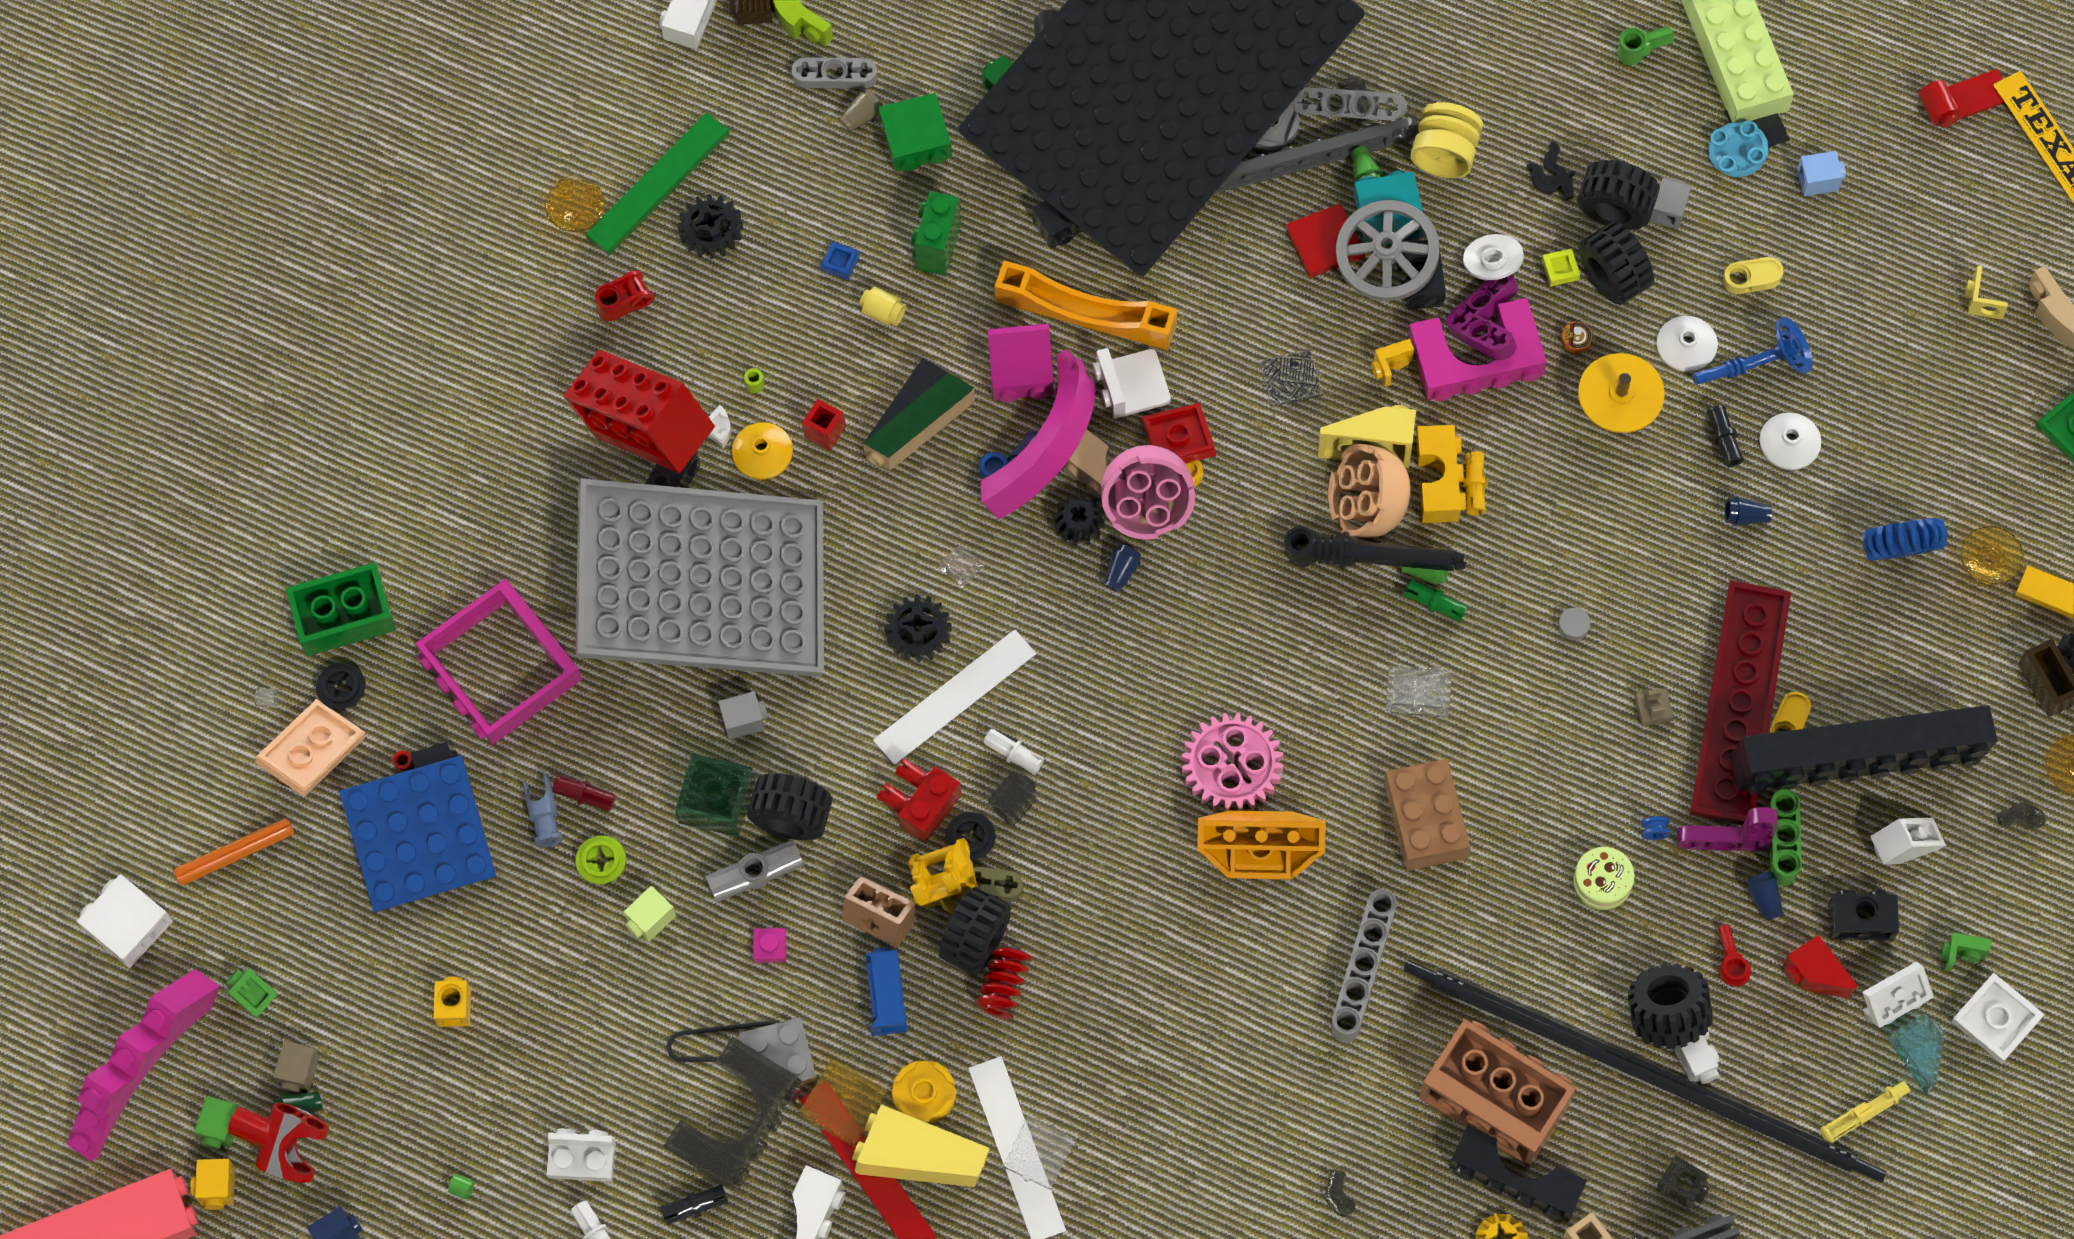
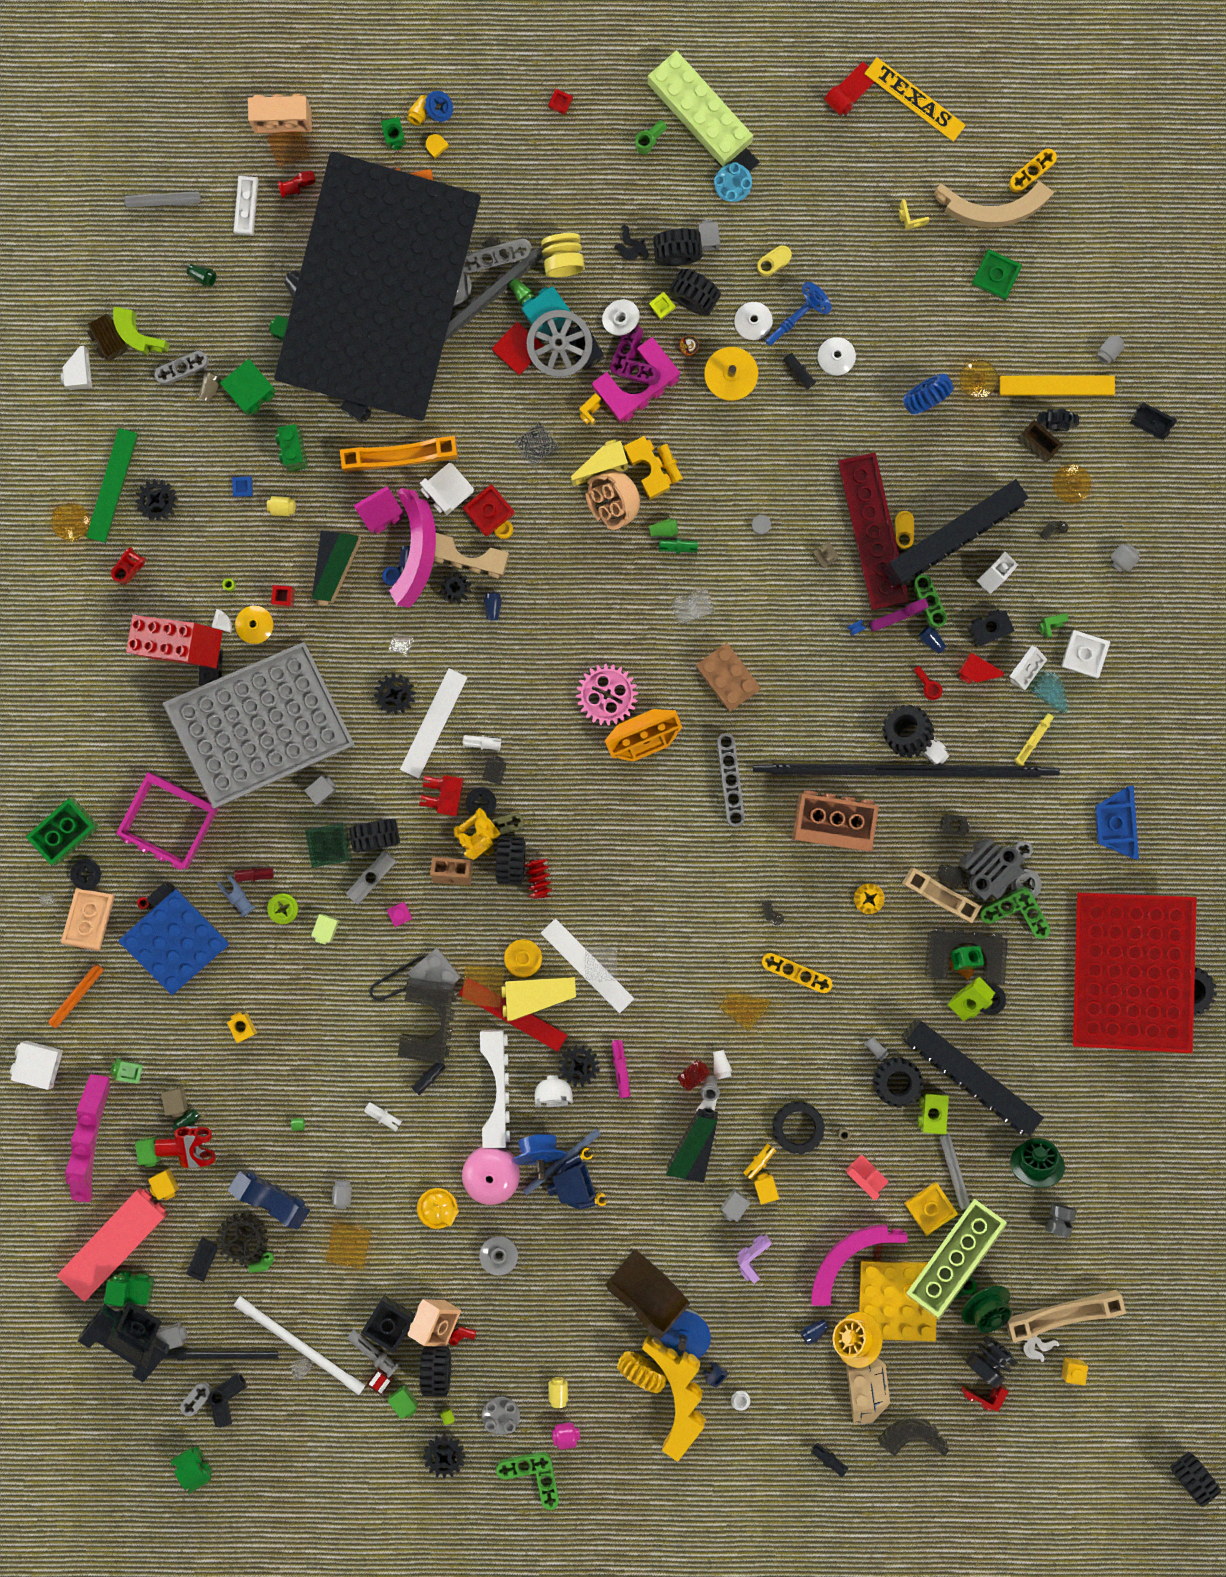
camera: 25 degrees left, 20 degrees up
(581, 1155) = (355, 1078): white bracket -> none
(886, 992) = (476, 912): blue window -> none
(1152, 478) = (489, 550): bright pink cylinder -> none
(1347, 550) = (615, 539): black piece -> none
(1553, 1193) = (887, 861): black arch -> none
(1603, 878) = (840, 669): yellowish green head -> none
(1745, 512) = (829, 413): dark blue cone -> none
(1820, 173) = (787, 178): light blue brick -> none

